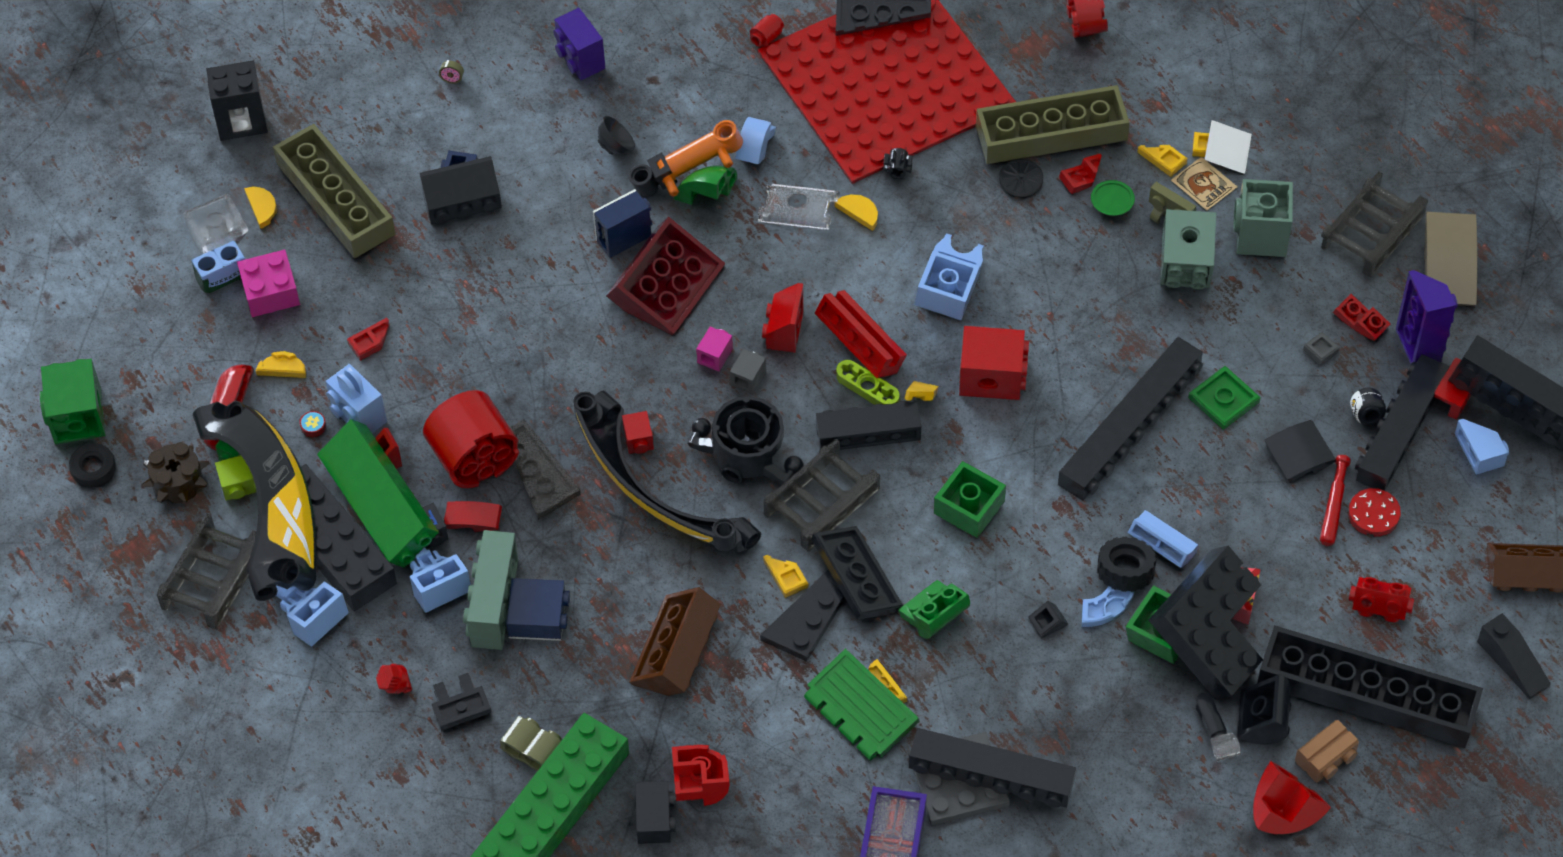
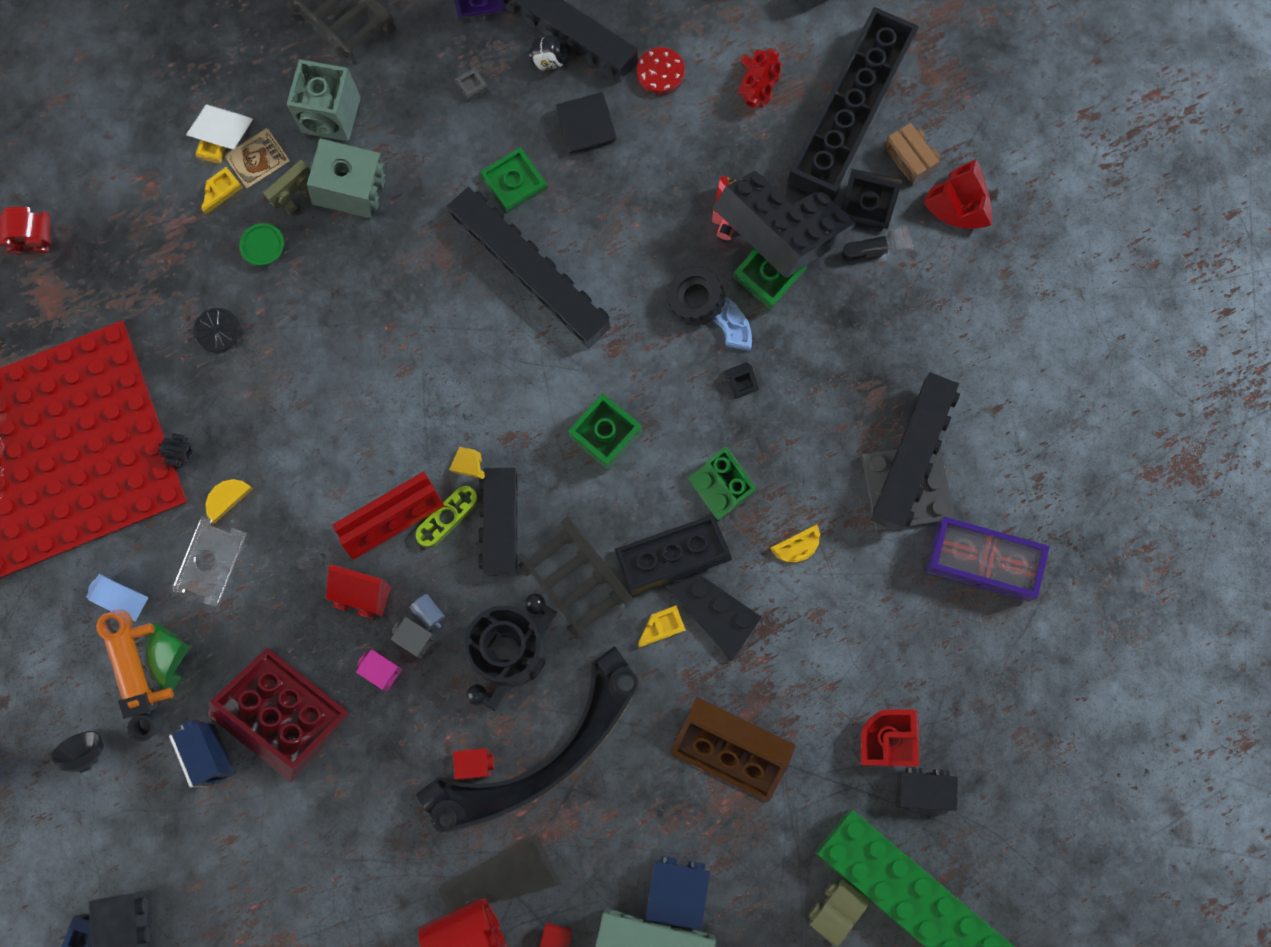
camera: 80 degrees left, 20 degrees up
(773, 380) = (427, 612): none -> sand blue piece
(862, 704) = (821, 568): green hinge -> none
(949, 279) = (335, 415): light blue brick -> none
(993, 363) = (448, 386): red brick -> none
(1052, 124) = (161, 287): olive brick -> none
(1081, 176) = (226, 270): red slope -> none
(1163, 539) = (668, 260): light blue piece -> none
(1333, 509) = (651, 104): red piece -> none
(1358, 317) = (445, 42): red slope -> none

